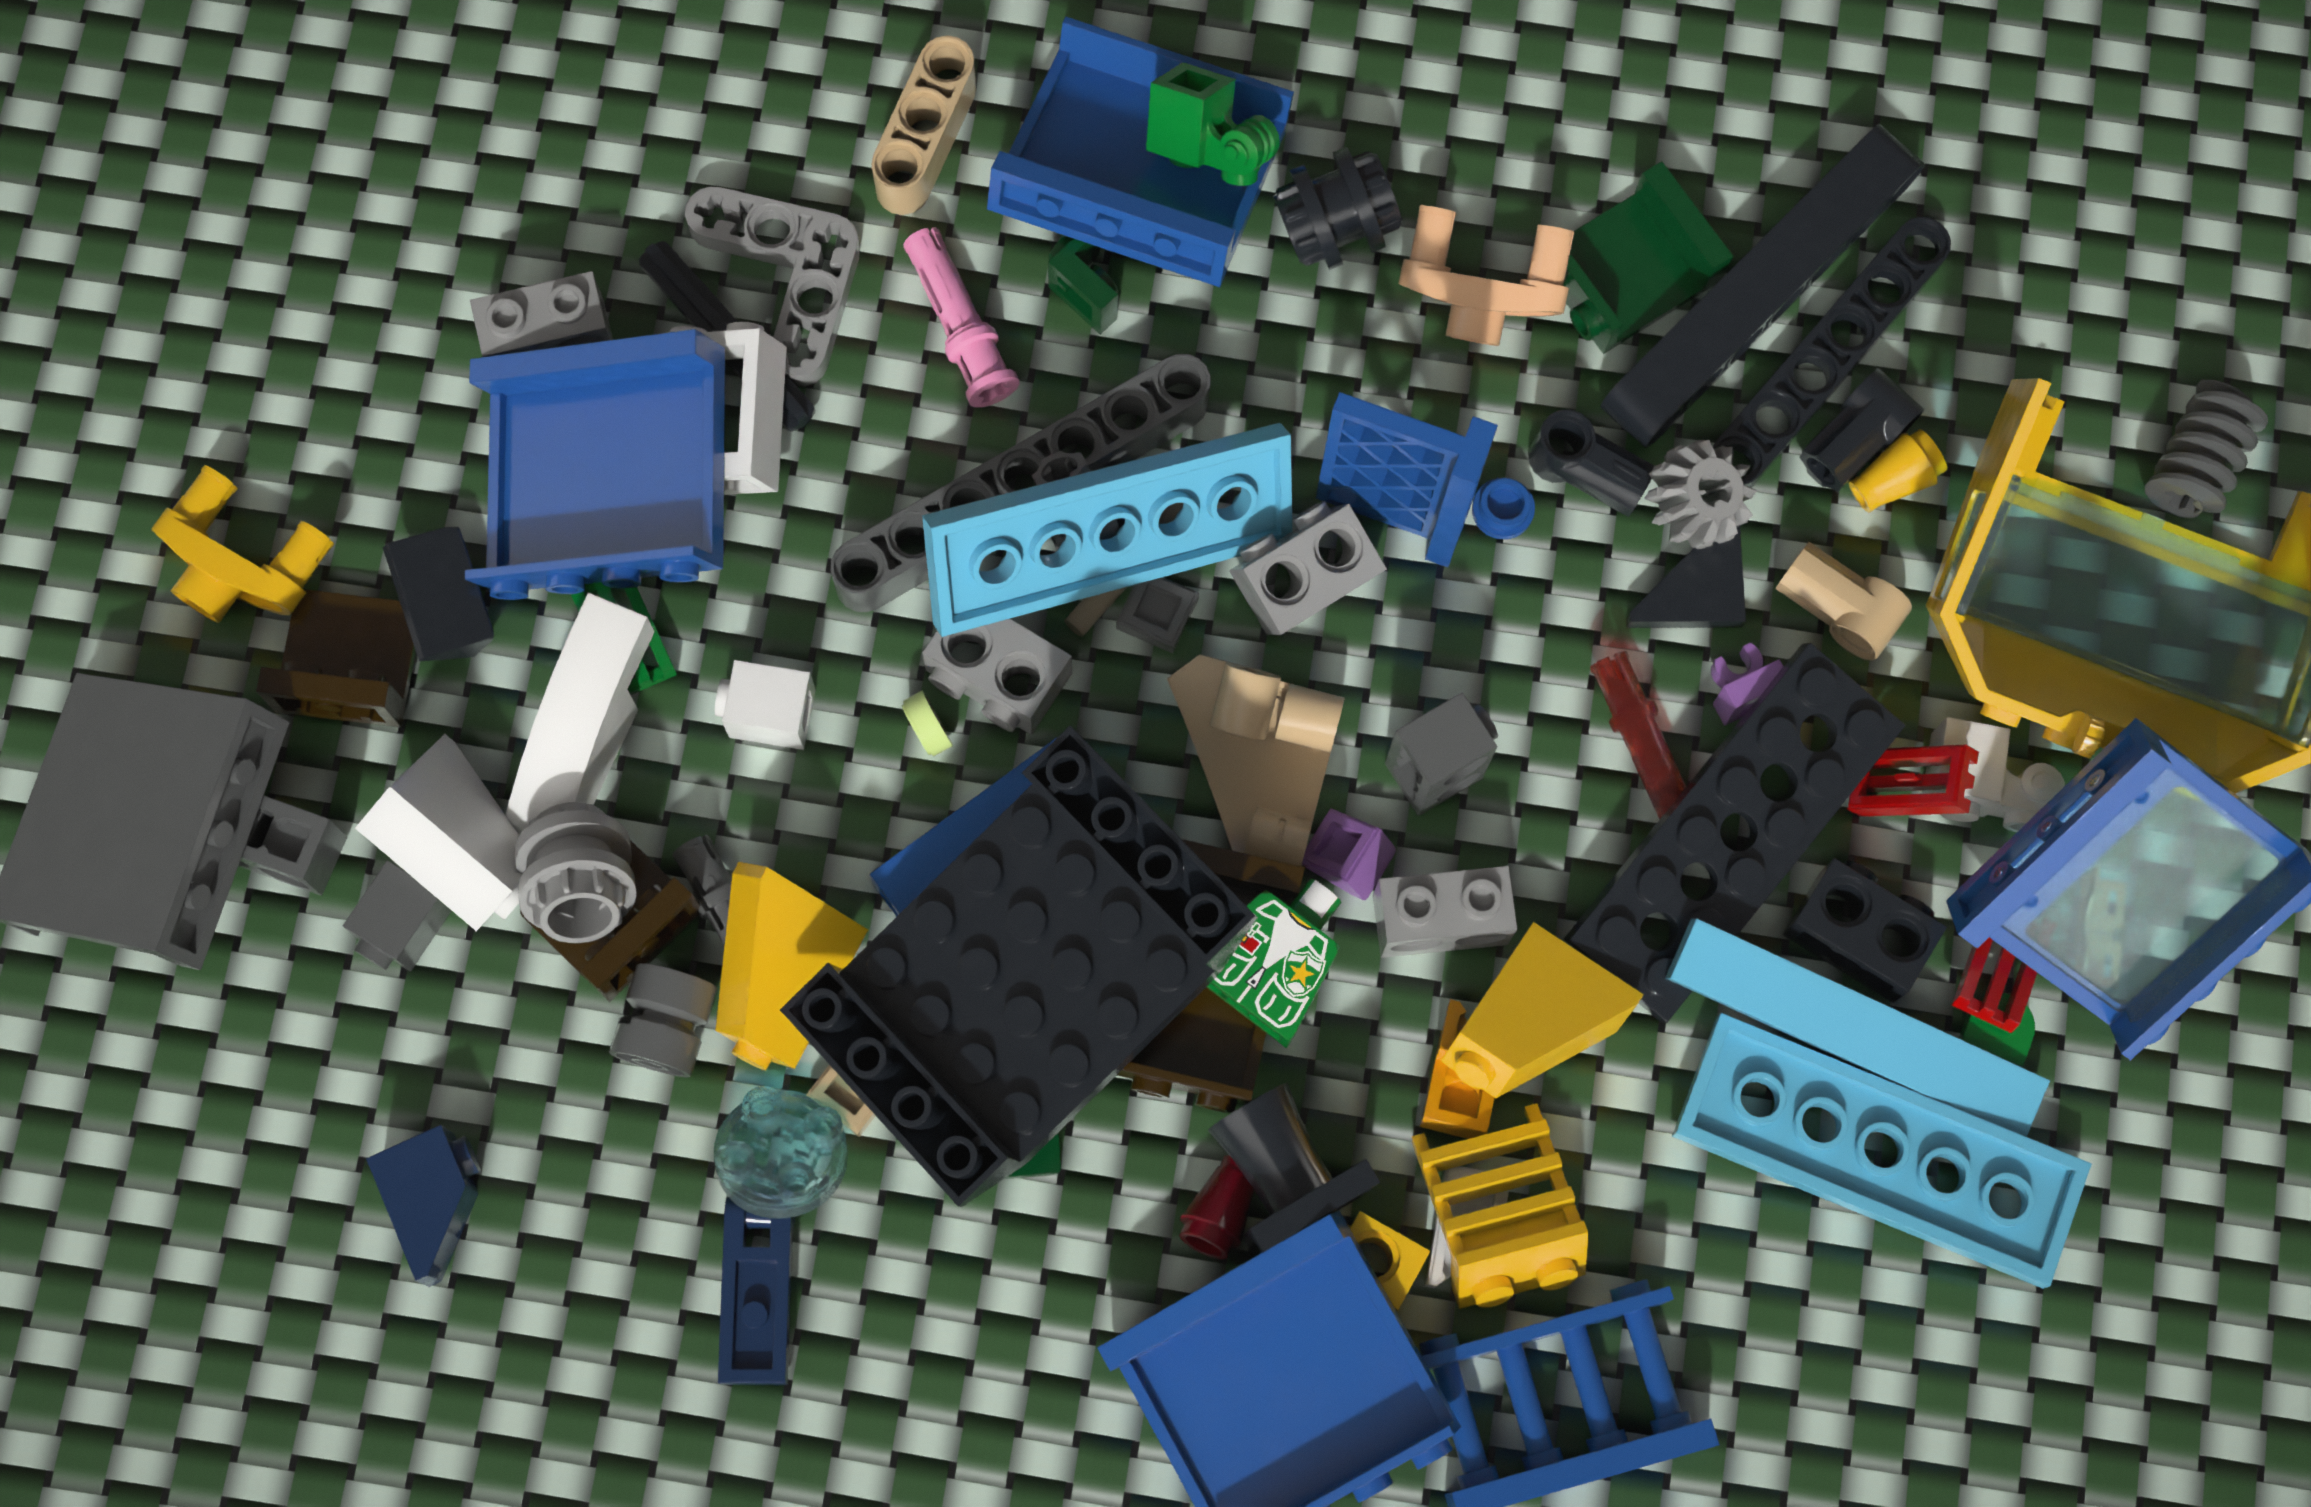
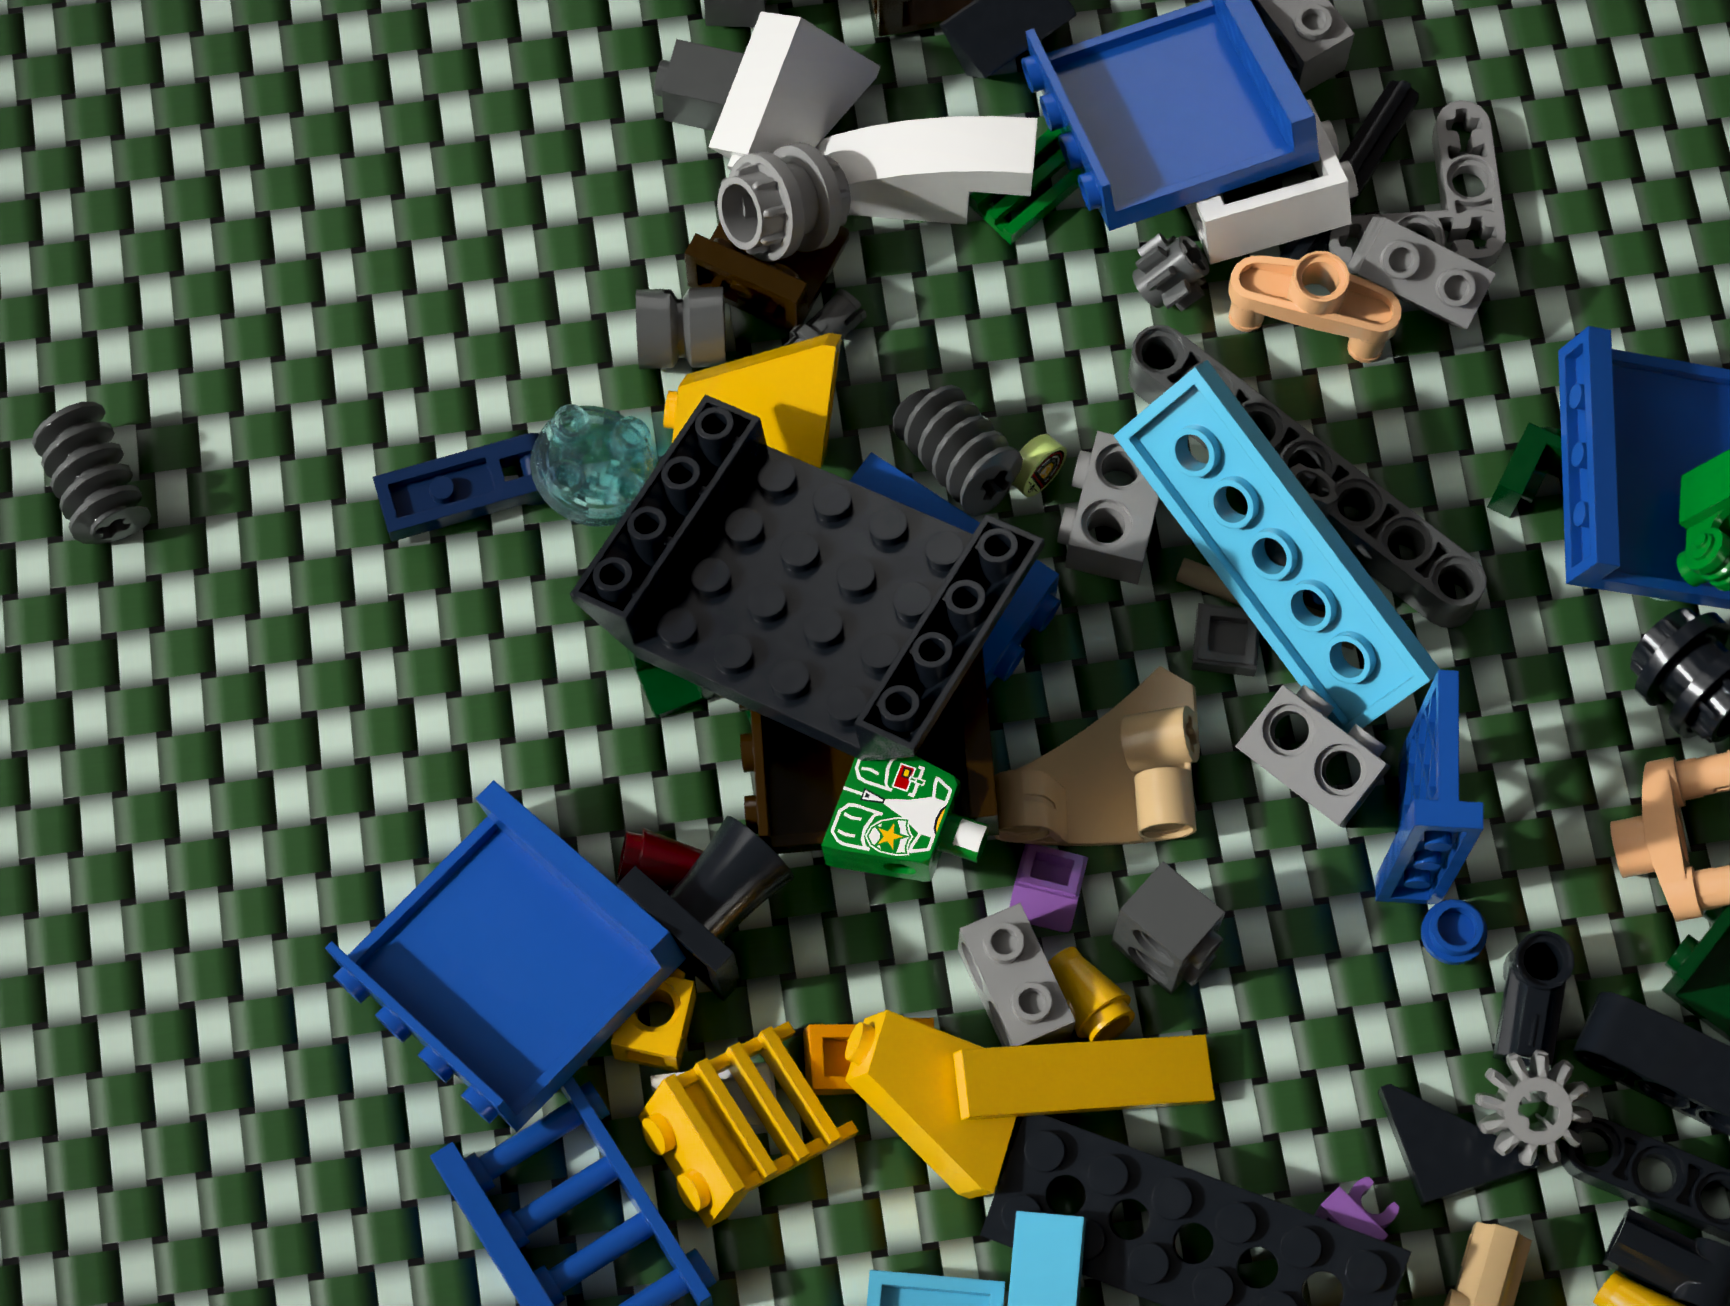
camera: 75 degrees right, 5 degrees down
(427, 1197) = (463, 193): dark blue slope -> none
(766, 704) = (1005, 322): white brick -> none
(771, 531) = (1170, 272): none -> dark grey gear
(840, 431) = (1276, 289): none -> light nougat connector
(861, 303) = (1421, 272): none -> light grey brick
(892, 790) = (958, 447): none -> dark grey piece
(924, 99) = (1650, 262): tan beam -> none
(969, 340) = (1428, 386): bright pink pin -> none
(1472, 846) = (1094, 1000): none -> yellow cone
(1556, 879) = (1083, 1077): none -> yellow tile
(1639, 729) = (1277, 1121): clear red pin -> none

